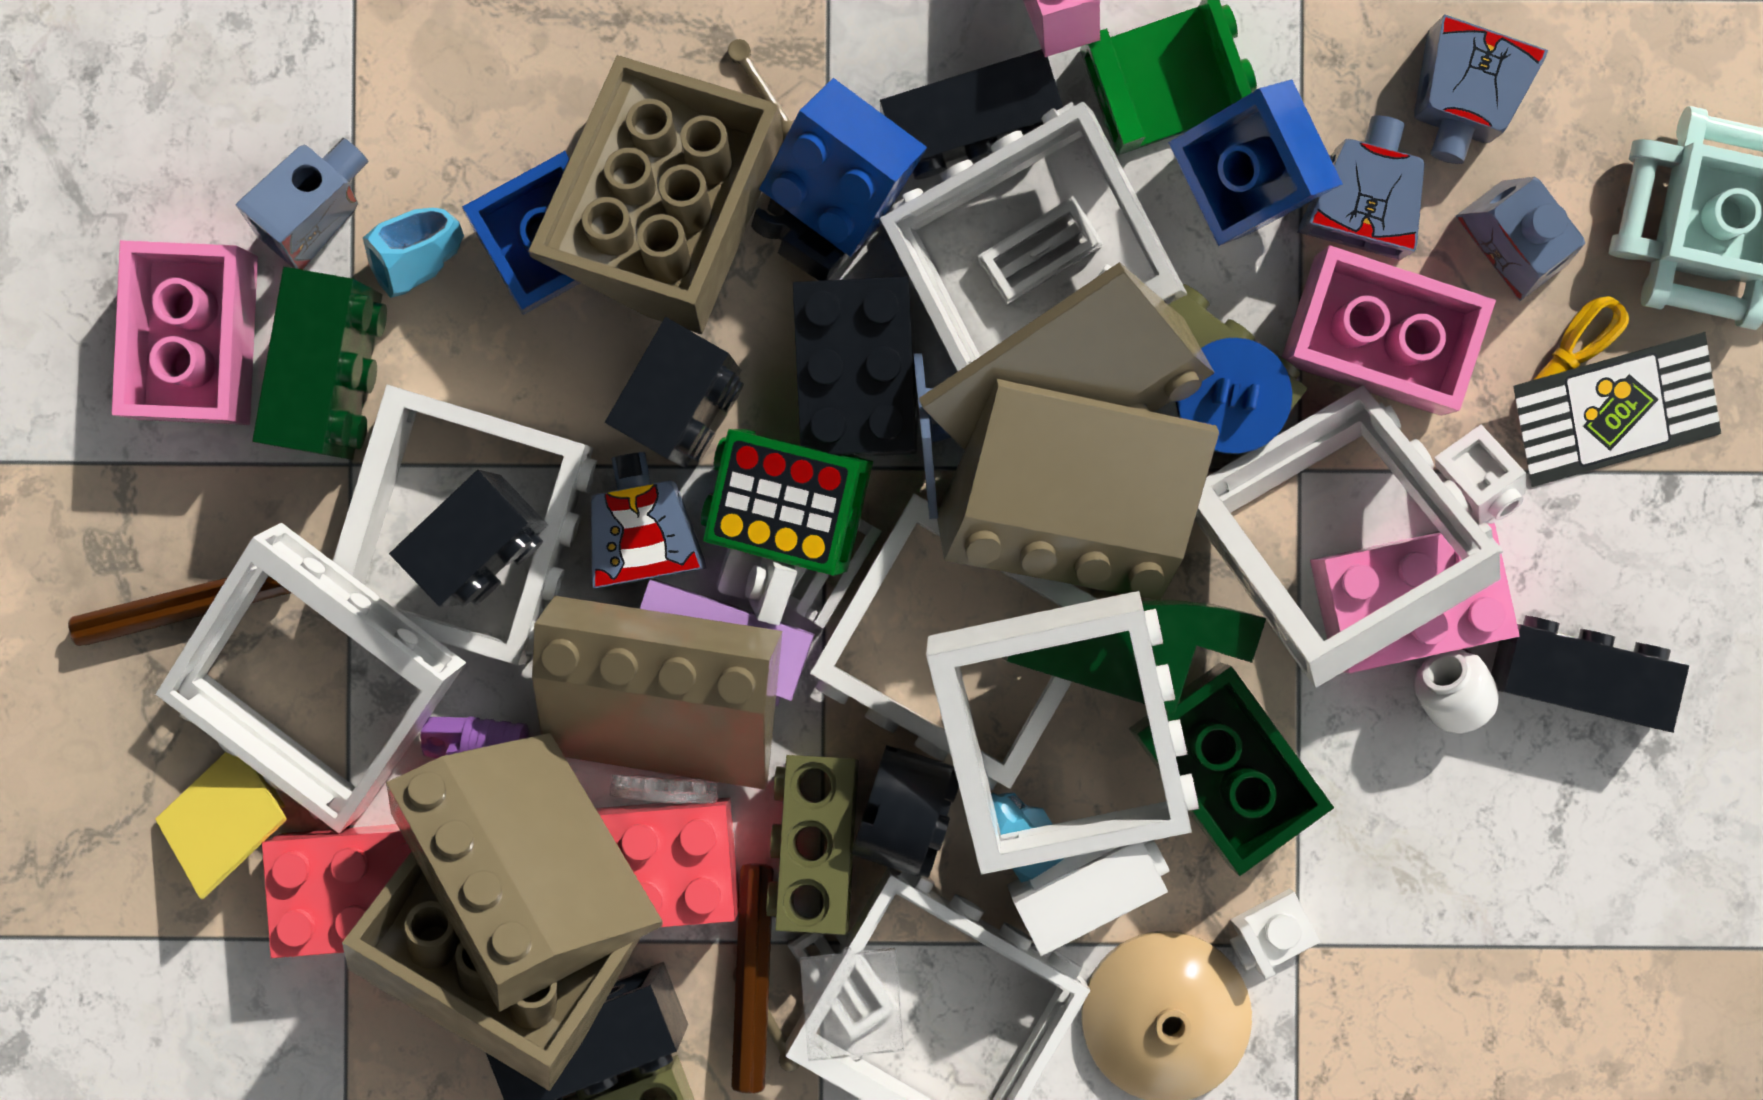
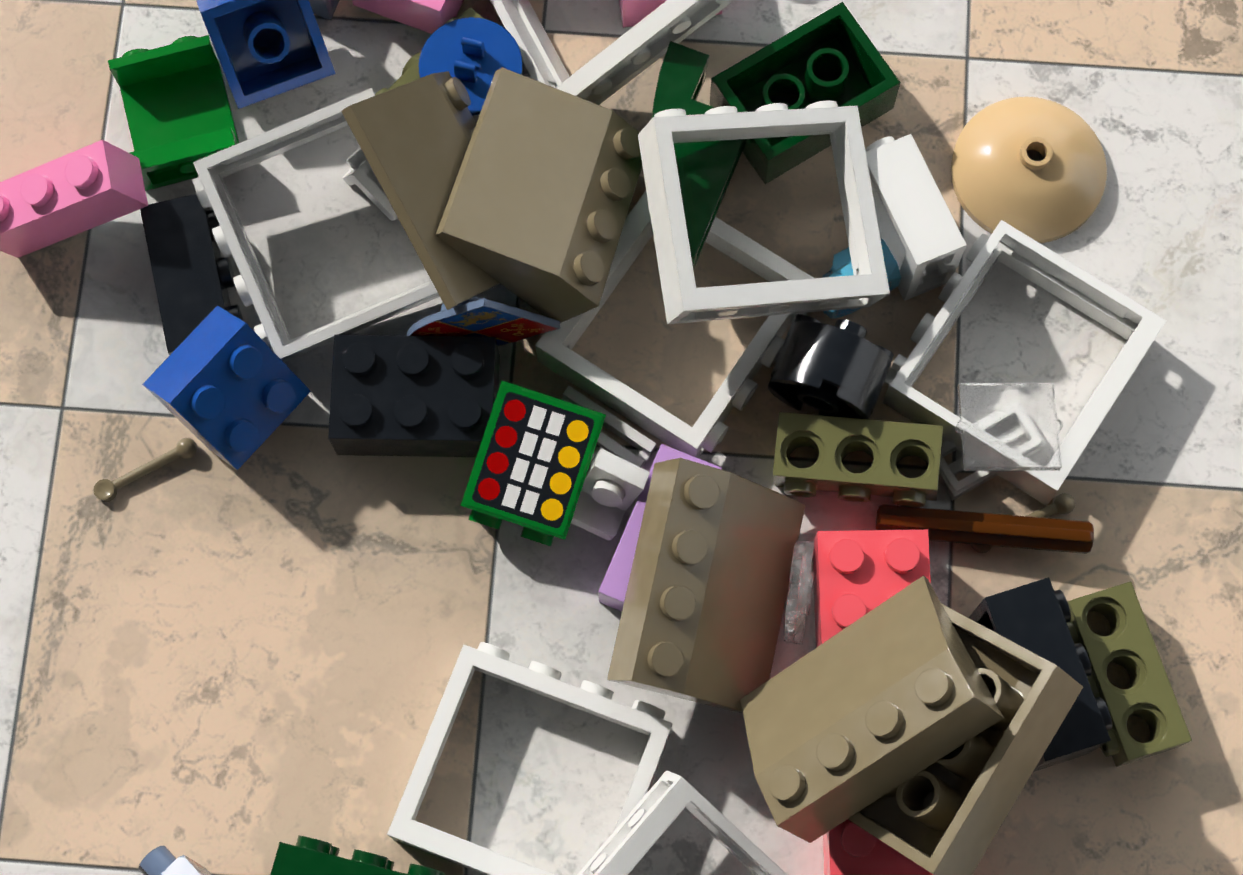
camera: 85 degrees left, 15 degrees down
(412, 248) = (256, 810): medium azure rock -> none
(458, 734) = (740, 793): medium lavender hinge -> none
(470, 541) = (546, 740): black brick -> none
(507, 225) = (256, 673): blue brick -> none
(640, 528) = (548, 604): torso -> none
(660, 191) = (228, 553): dark tan slope -> none
(677, 394) = (424, 542): black brick -> none
(799, 242) = (290, 438): black plate -> none
(999, 276) = (342, 269): white tile -> none
(1272, 933) = (955, 74): white bracket -> none

